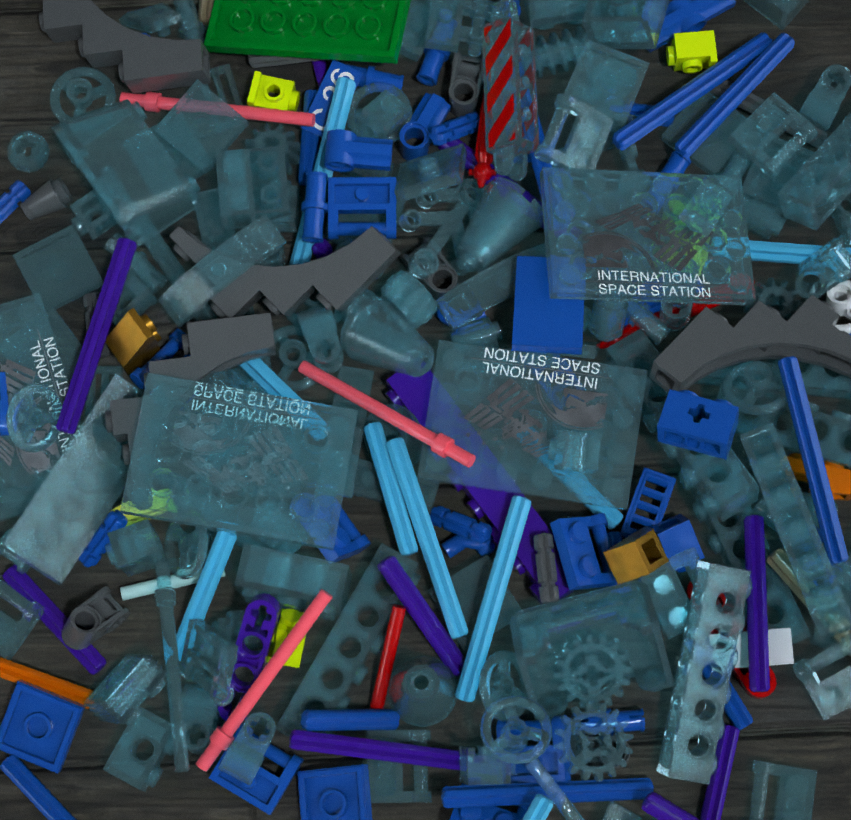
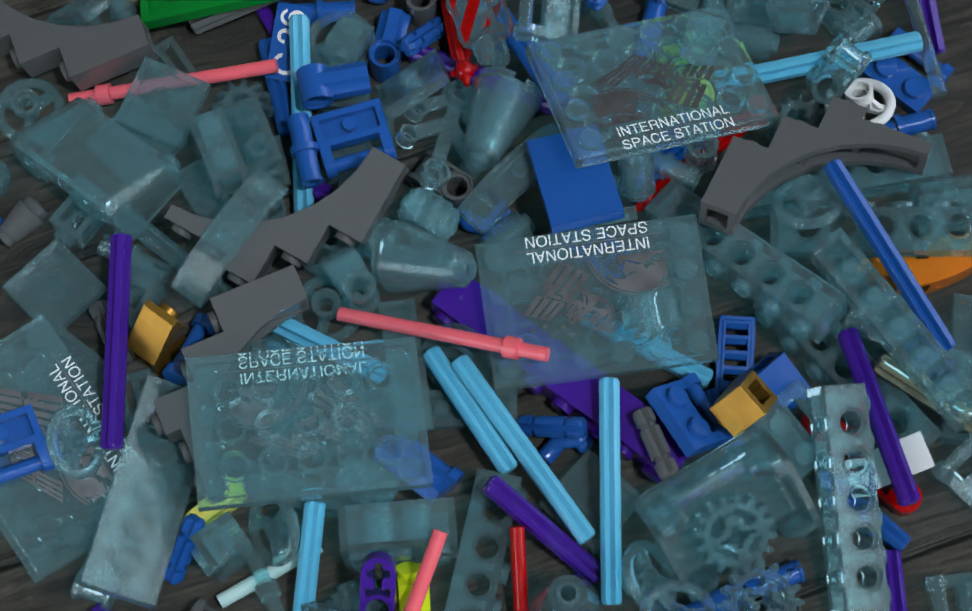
camera: 20 degrees left, 5 degrees down
(261, 86) = (215, 49): neon yellow brick -> none
(680, 427) = (765, 251): blue brick -> none

